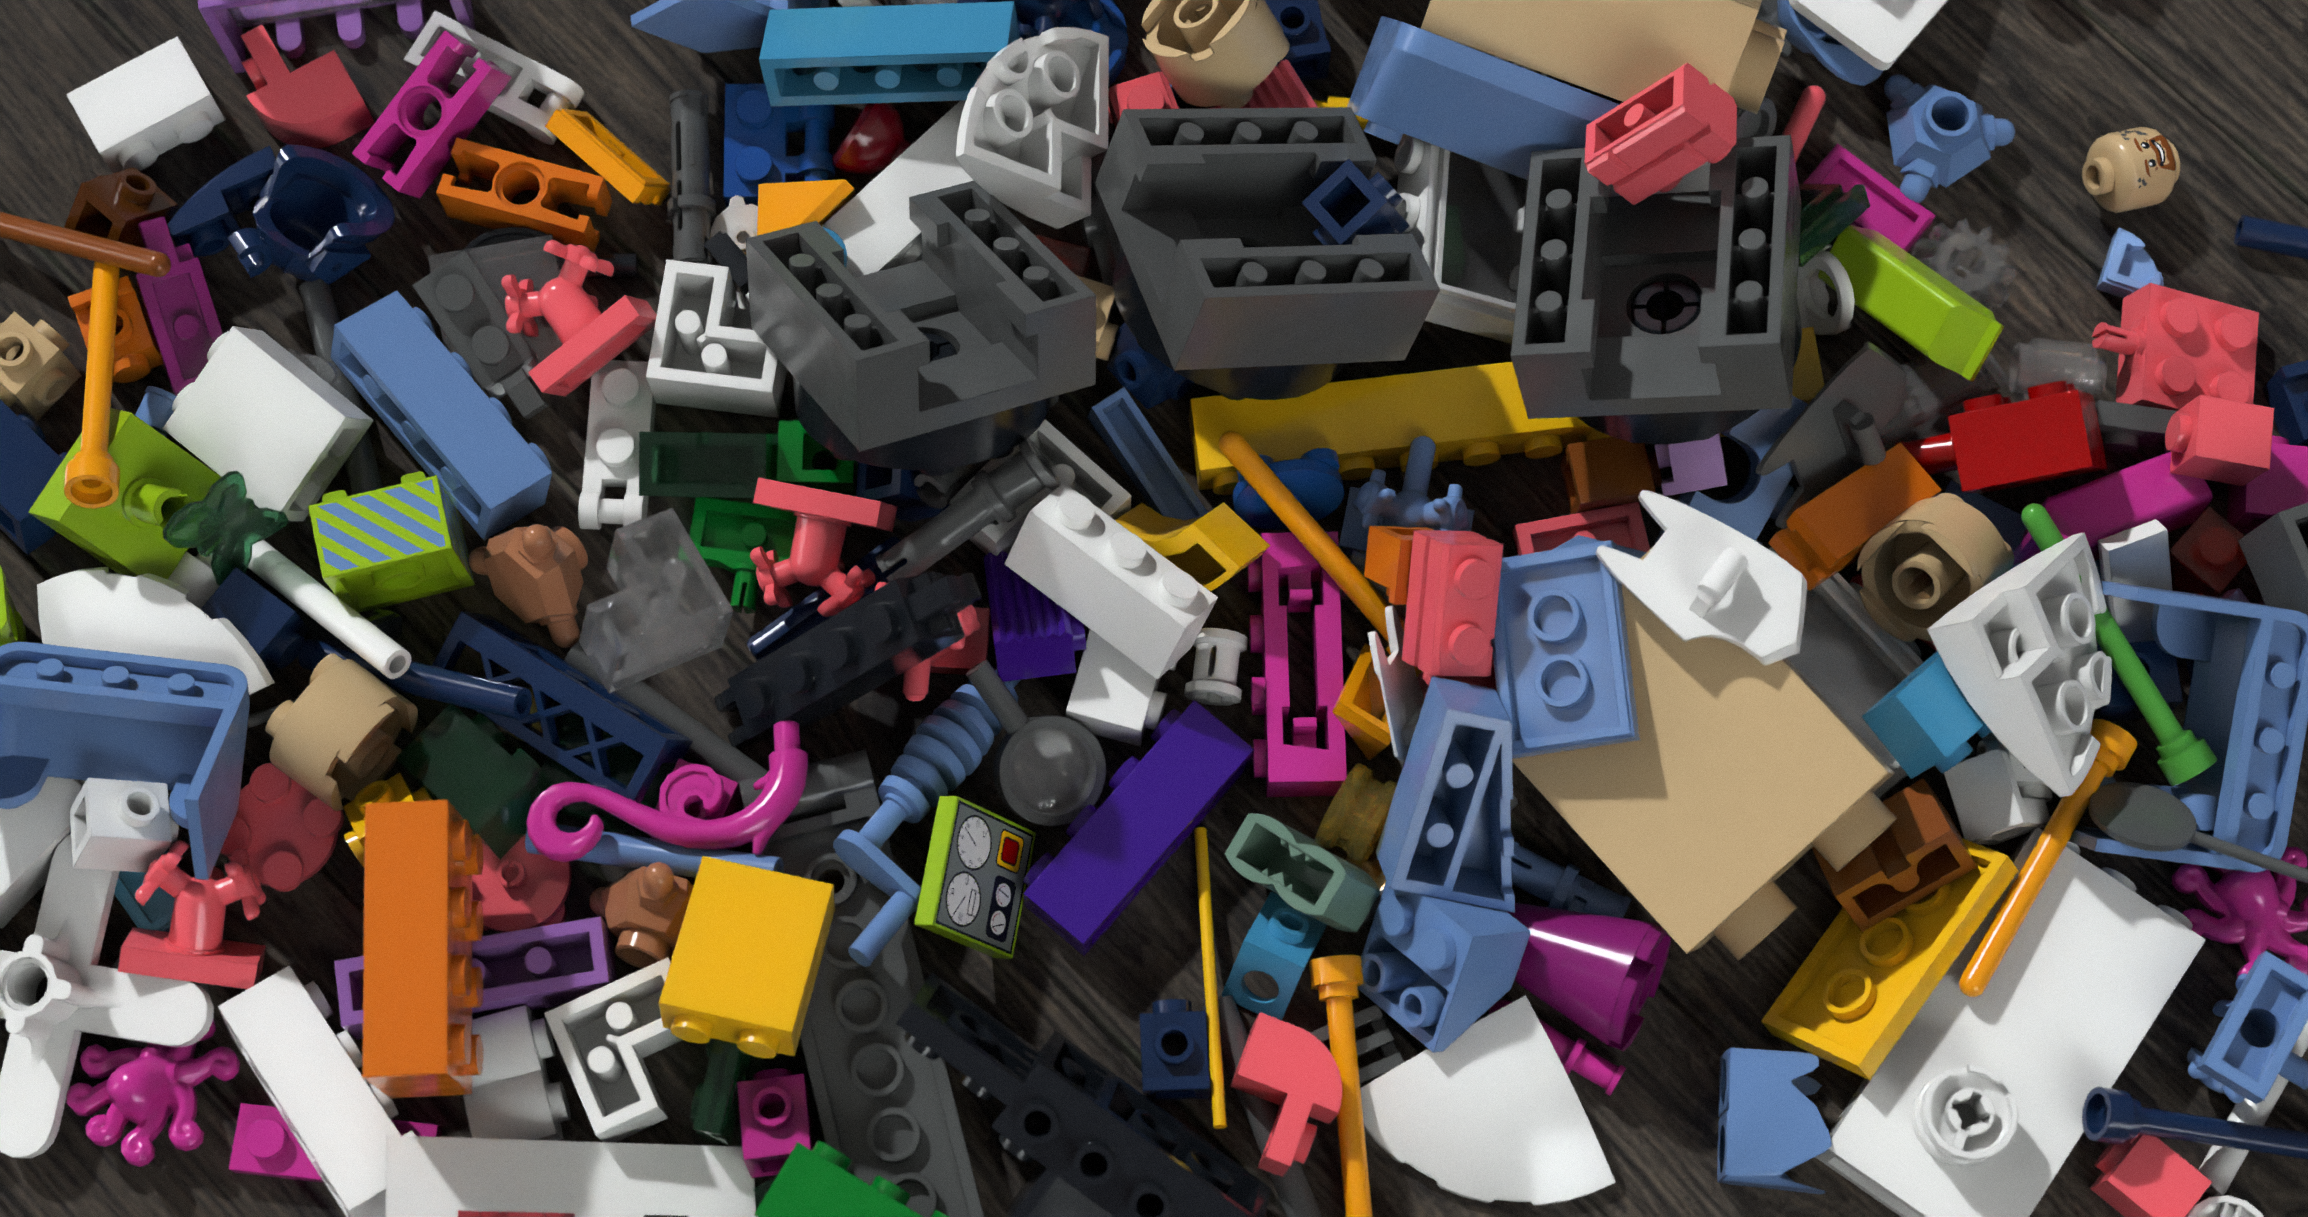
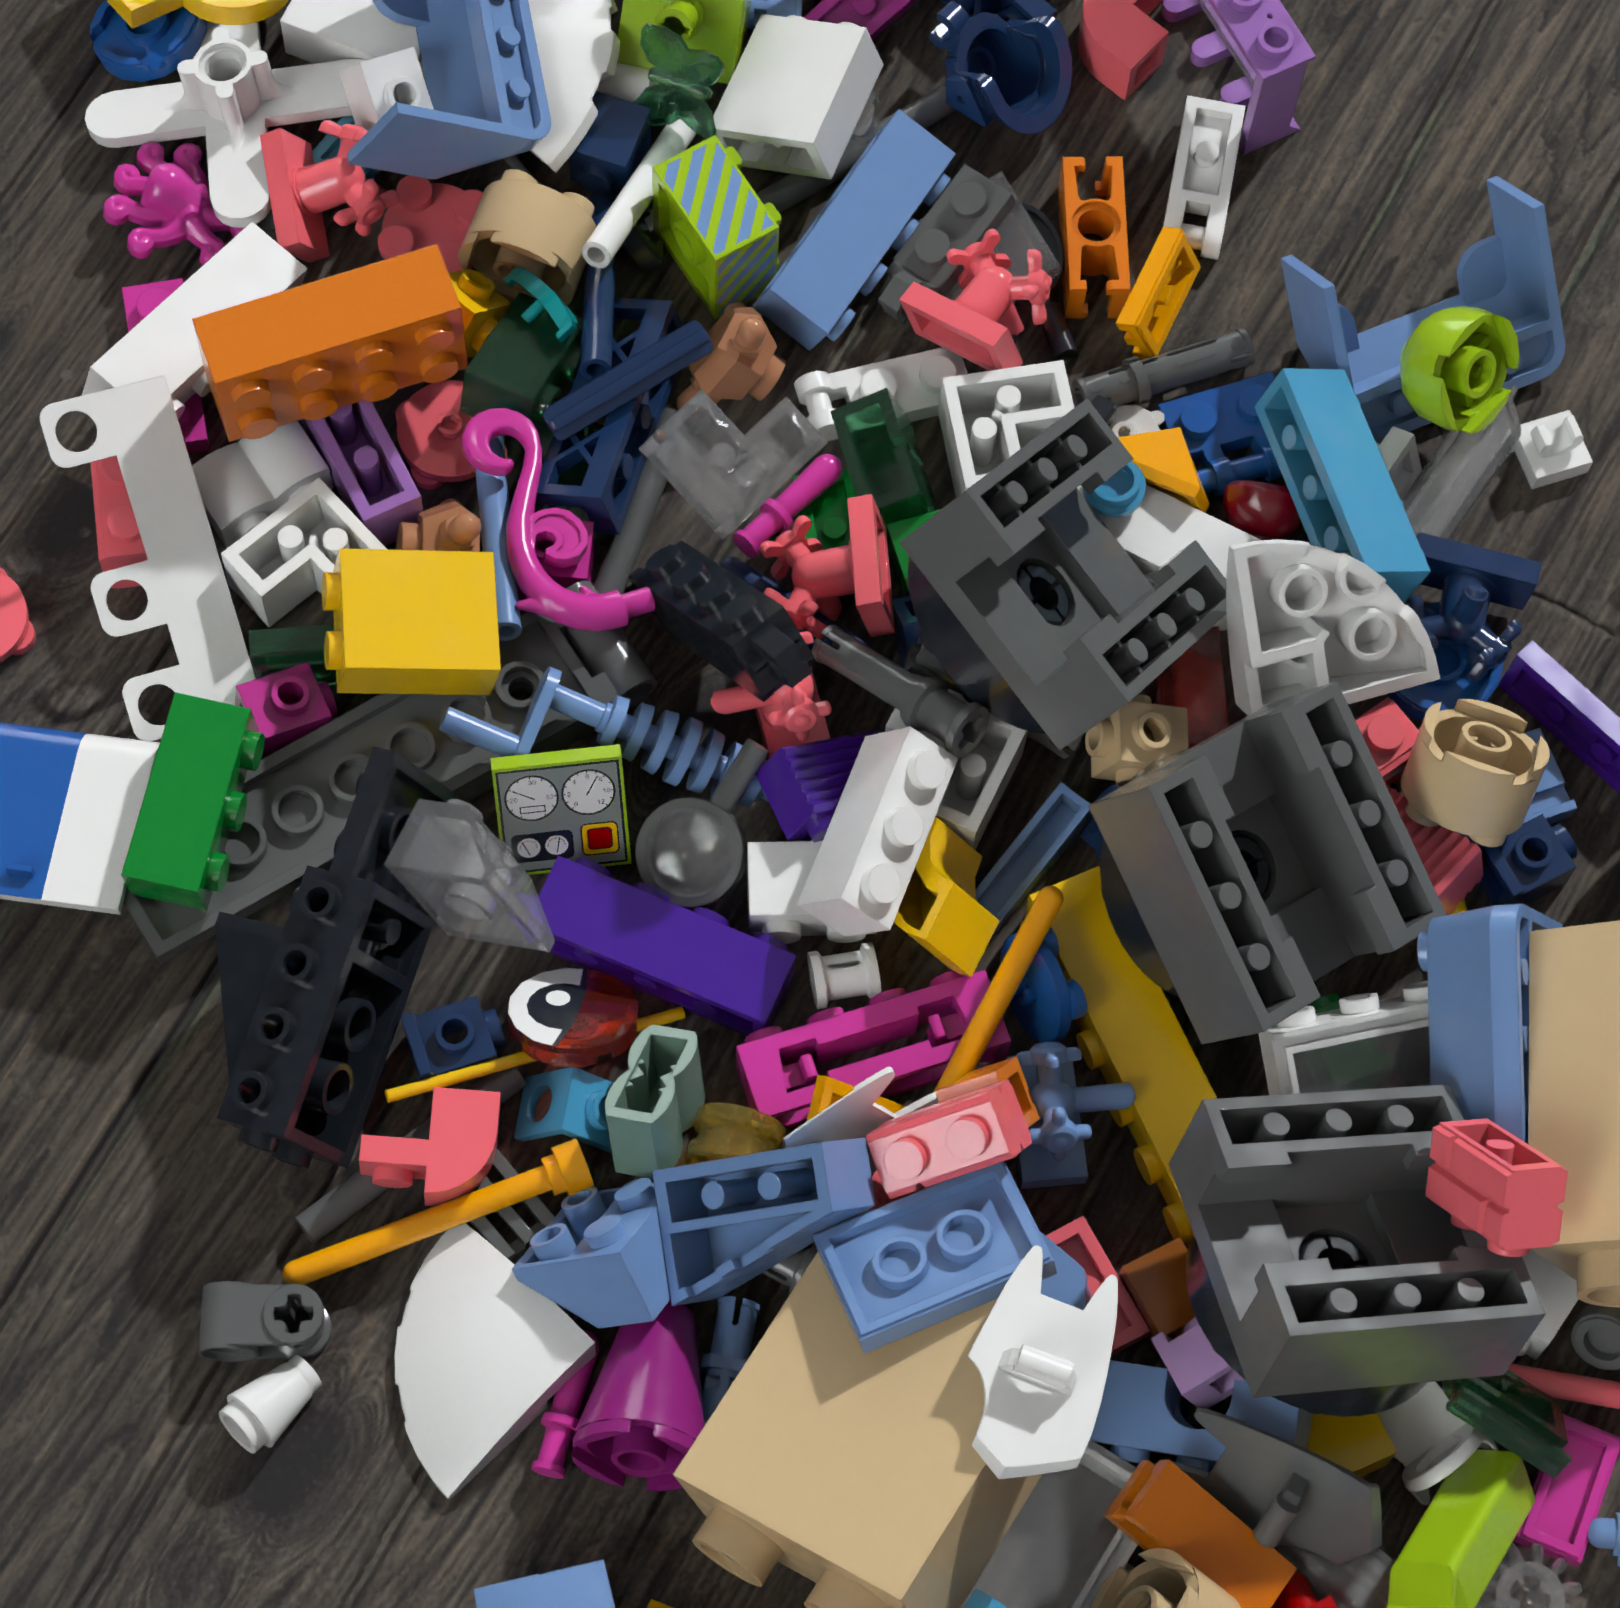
camera: 70 degrees right, 5 degrees down
(406, 111) = (1128, 110): dark pink piece -> none
(422, 731) = (546, 299): none -> teal piece
(545, 676) = (627, 380): none -> dark blue axle
(720, 562) = (778, 513): none -> dark pink piece
(1032, 979) = (468, 877): none -> clear slope
(1187, 928) = (573, 1016): none -> tile
(1354, 206) = (1334, 942): dark blue brick -> none

